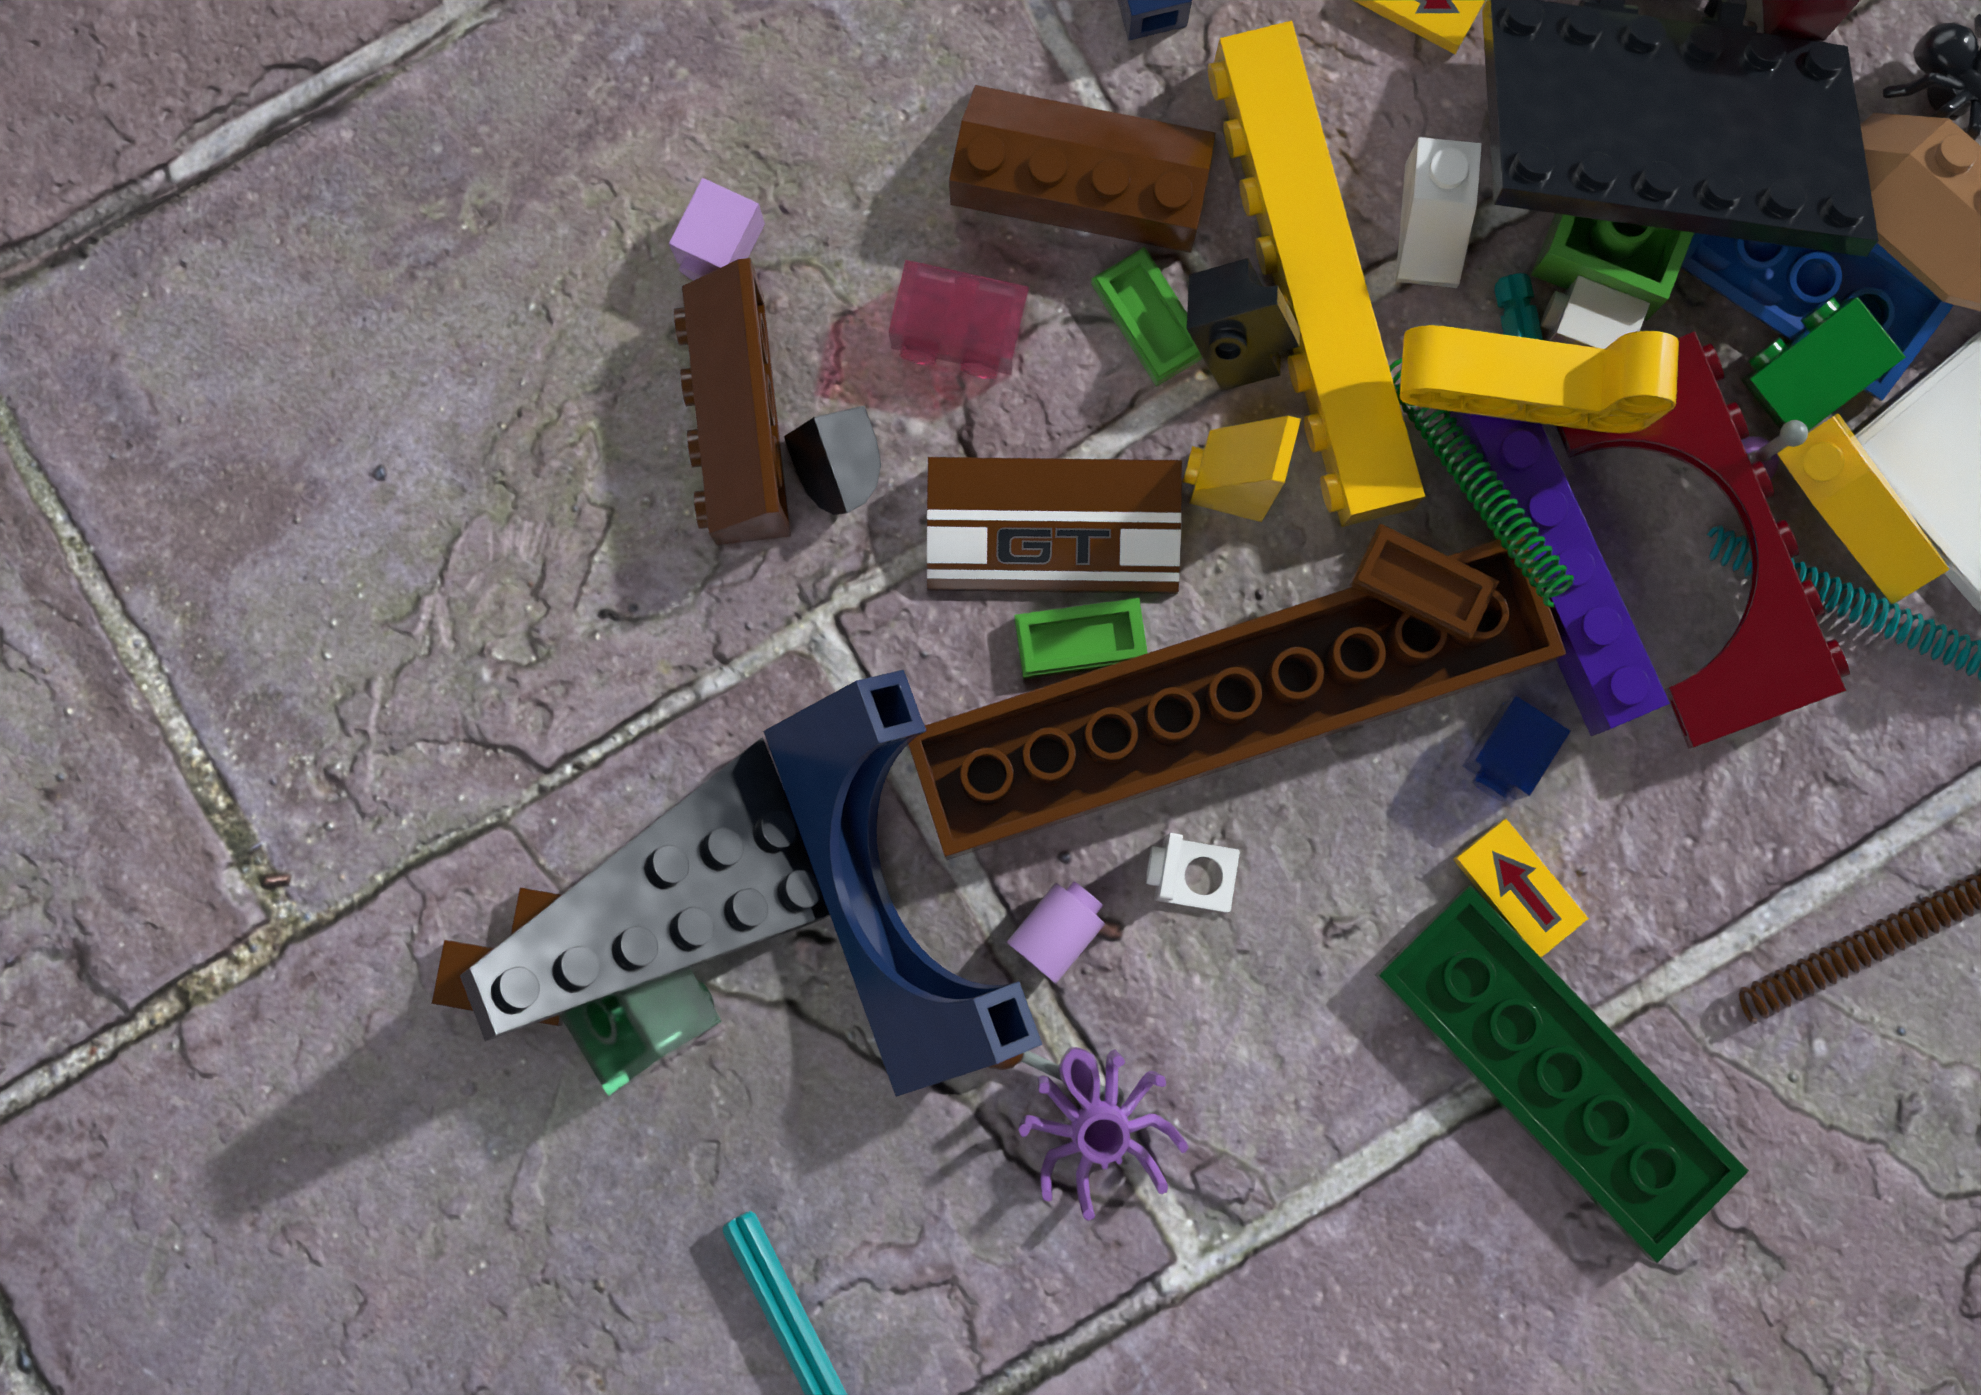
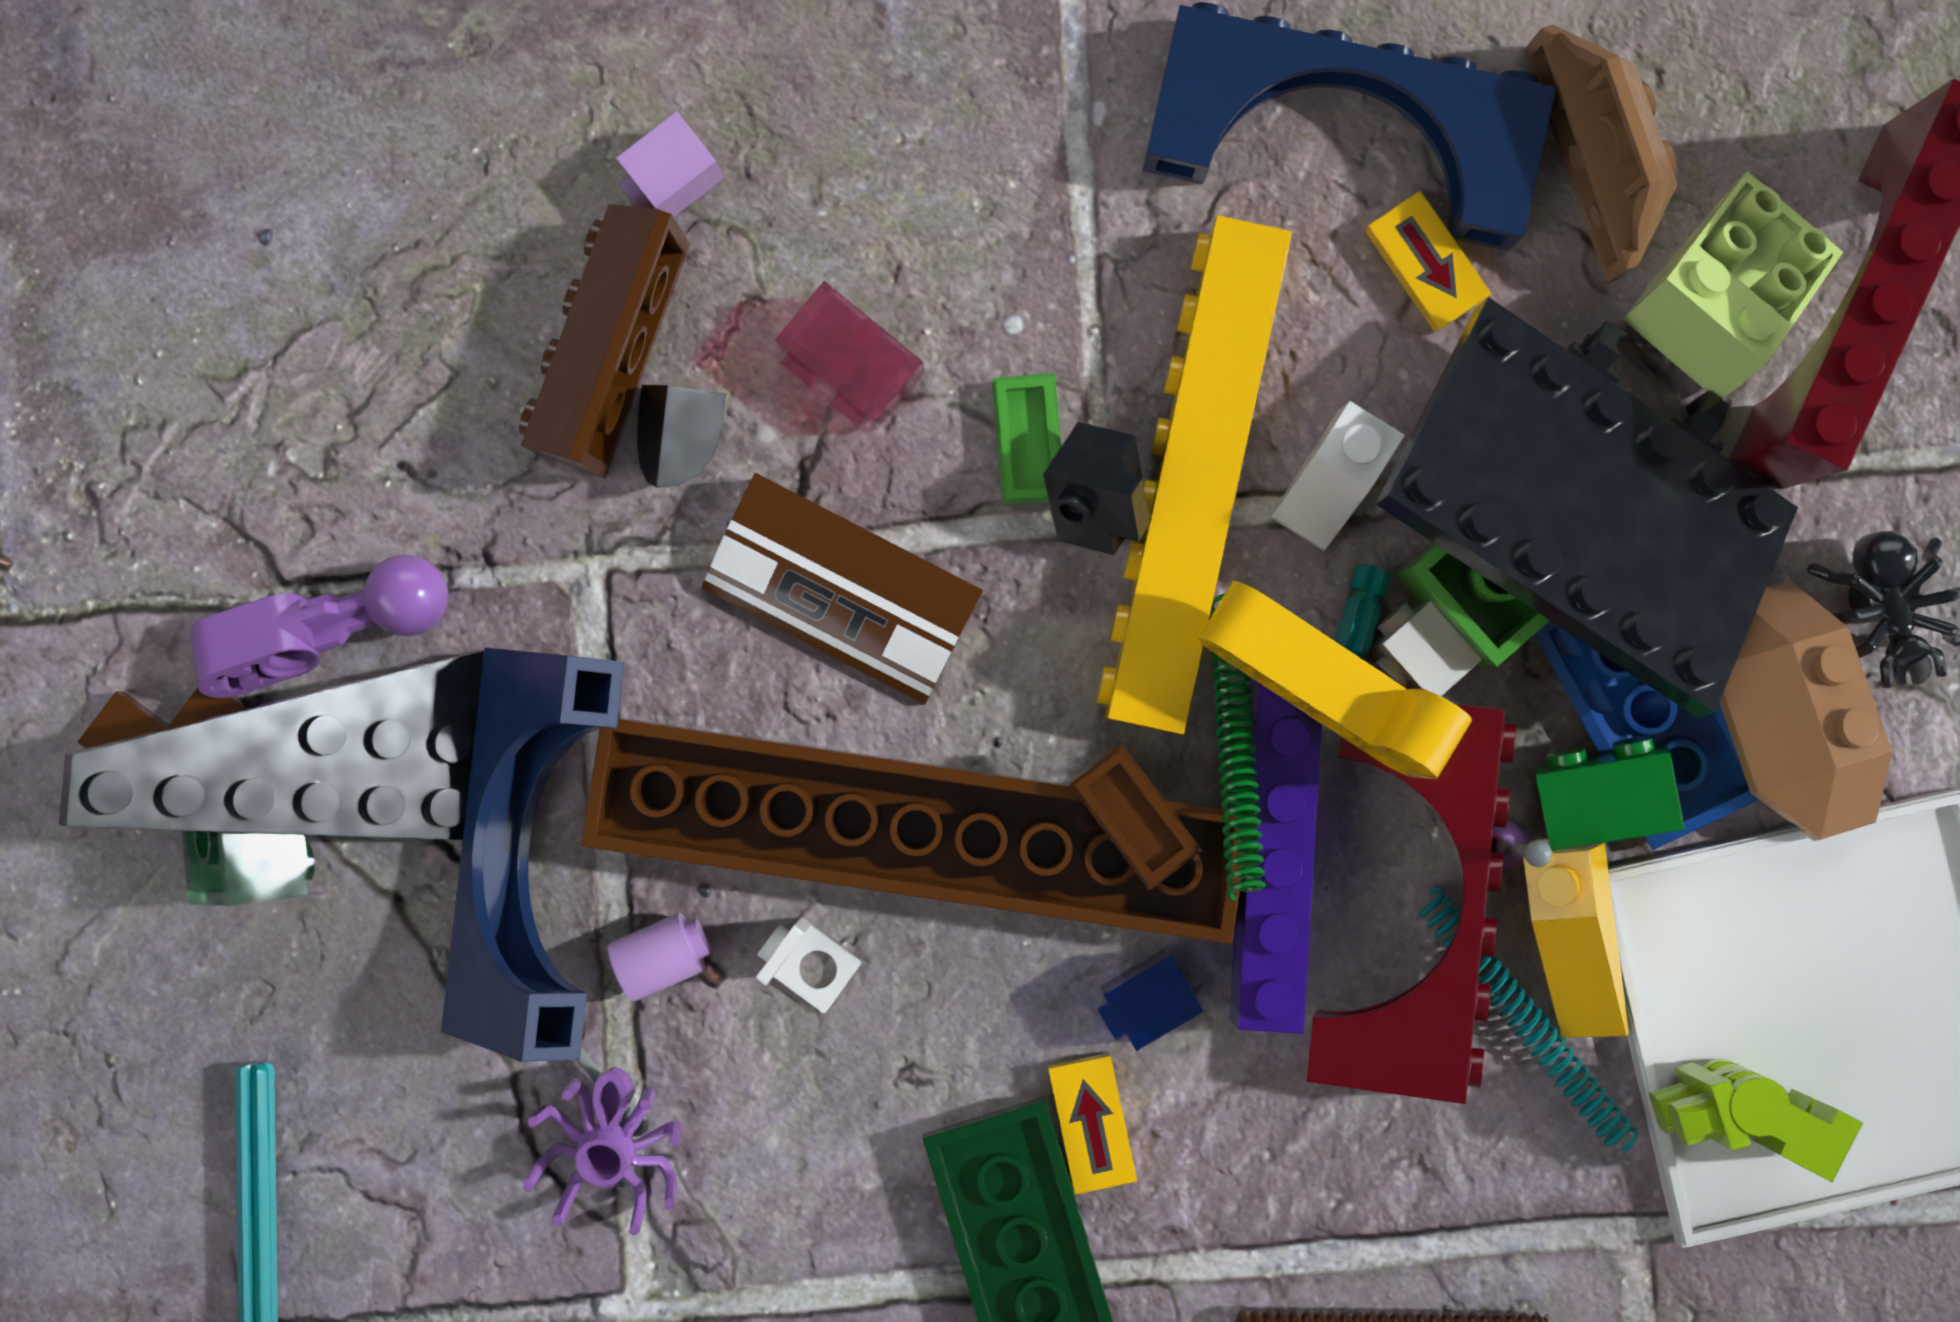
camera: 25 degrees right, 5 degrees up
(578, 809) = (287, 632): none -> medium lavender beam
(1079, 638) = (815, 702): bright green tile -> none
(1081, 168) = (1034, 268): reddish brown slope -> none
(1242, 466) = (1027, 623): yellow slope -> none

